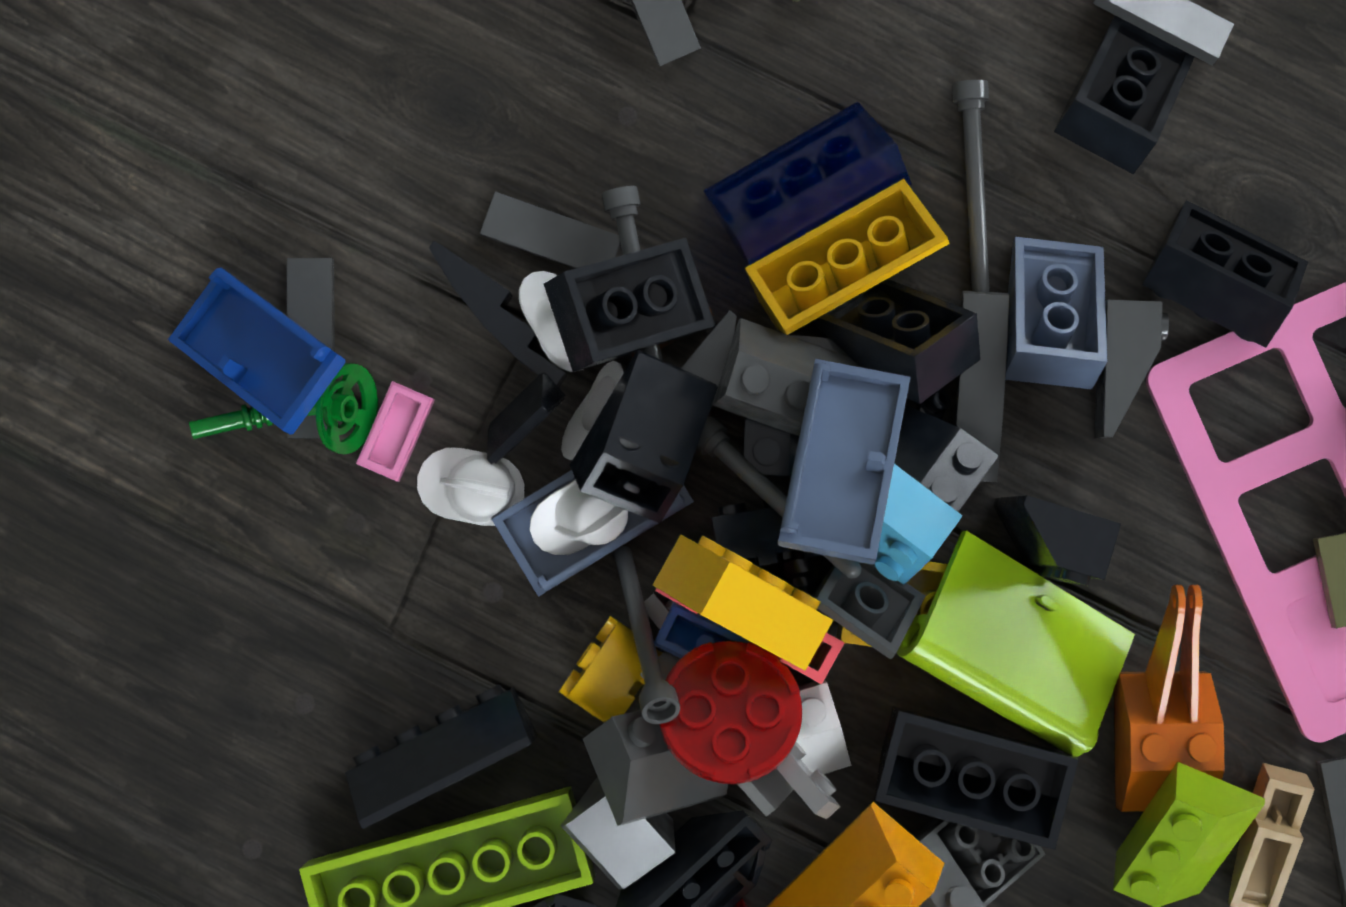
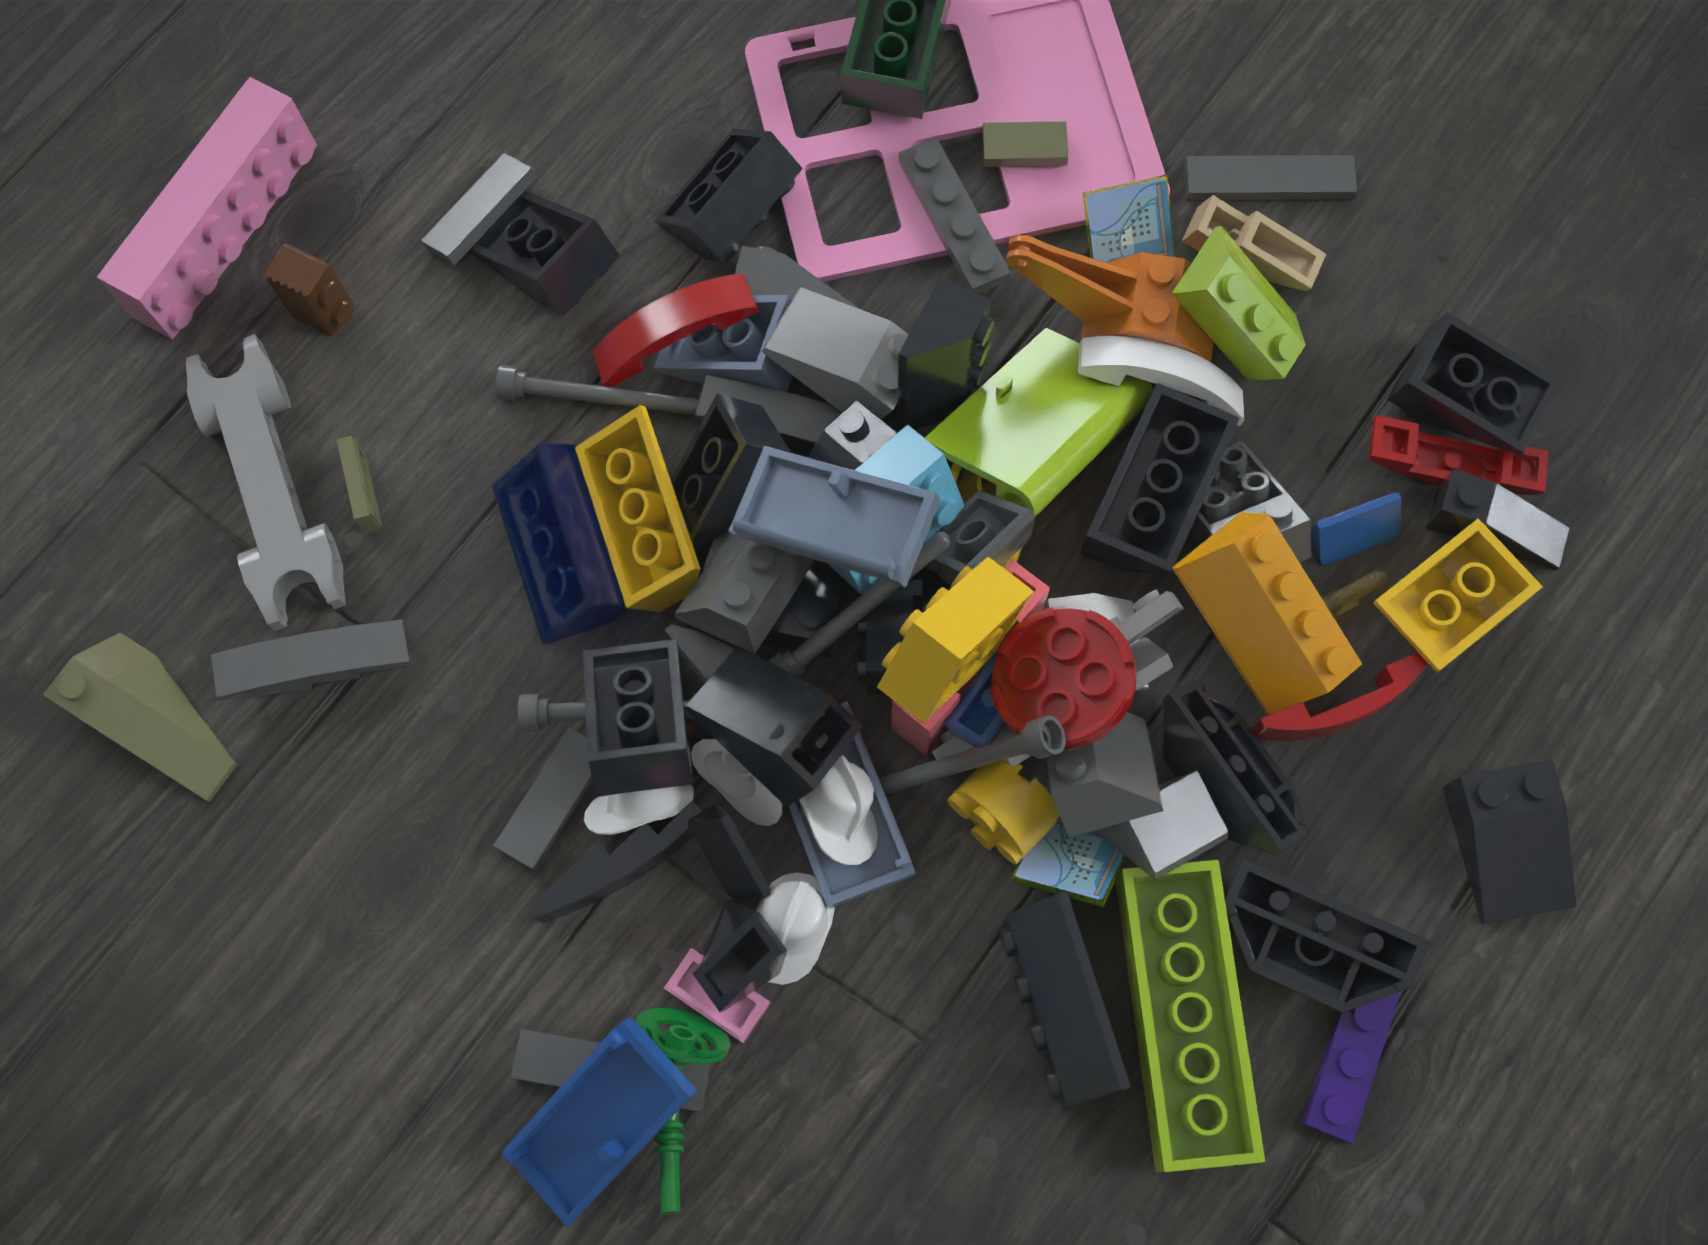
camera: 80 degrees left, 15 degrees down
(430, 443) = (739, 956): none -> black slope
(558, 747) = (1079, 864): none -> piece
(1054, 430) = (839, 351): none -> light grey slope
(1061, 247) = (670, 319): none -> red slope
(1102, 762) = (1157, 362): none -> white slope
(1246, 516) = (954, 216): none -> dark grey plate
(1266, 705) = (1129, 219): none -> piece

